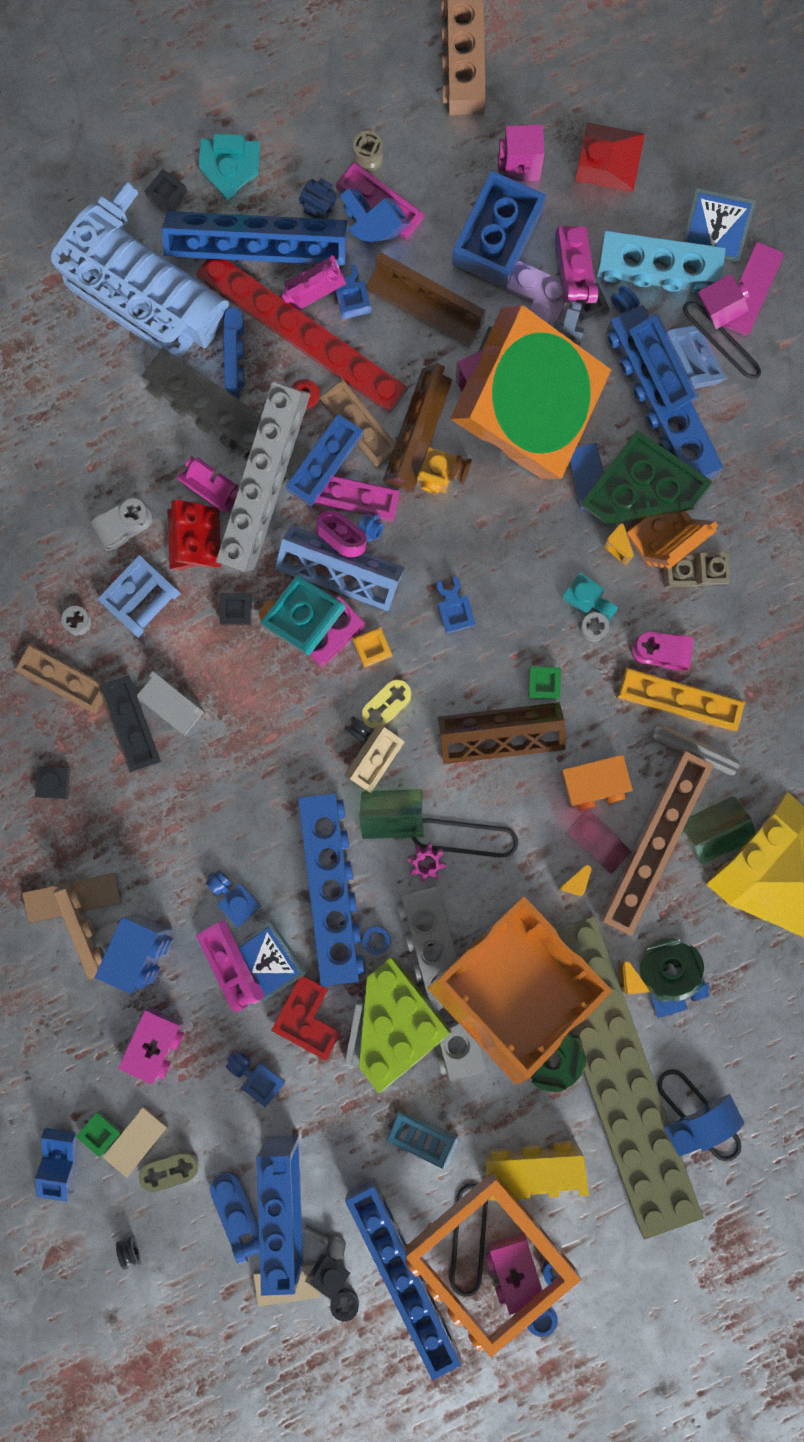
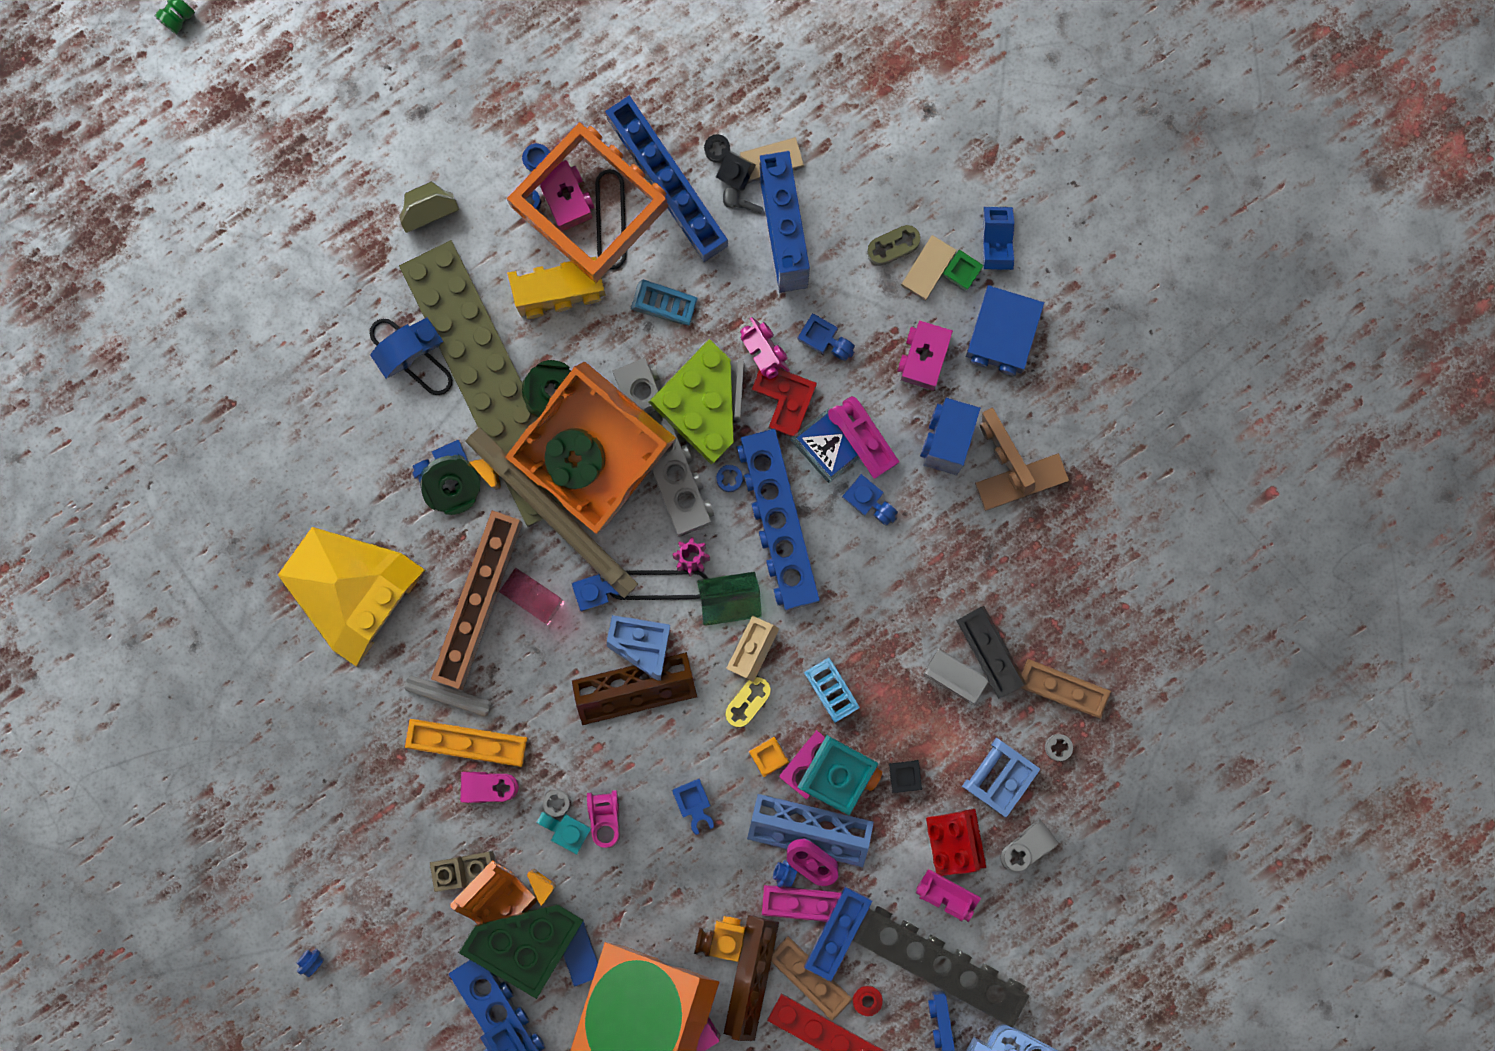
camera: 170 degrees right, 0 degrees up
(52, 782) = (1057, 588): black plate -> none
(64, 1062) = (1004, 330): none -> blue brick
(128, 1253) = (920, 168): black bush -> none
(235, 1214) = (826, 214): blue plate -> none
(263, 477) = (894, 905): light grey brick -> none
(286, 682) = (846, 710): none -> dark azure slope
(315, 1064) = (759, 338): none -> dark pink hinge
(358, 729) = (771, 674): black bush -> none
(490, 778) = (640, 643): none -> medium blue wing
(532, 837) = (592, 592): none -> blue plate
(544, 682) = (598, 741): green plate -> none
(547, 606) = (604, 816): none -> dark pink piece
(555, 976) = (563, 471): none -> dark green plate
(568, 926) = (551, 513): none -> dark tan piece
(577, 882) = (547, 554): light orange slope -> none
(596, 781) = (539, 652): orange brick -> none
(668, 1281) = (425, 206): none -> olive slope
(719, 830) = (418, 621): panel -> none

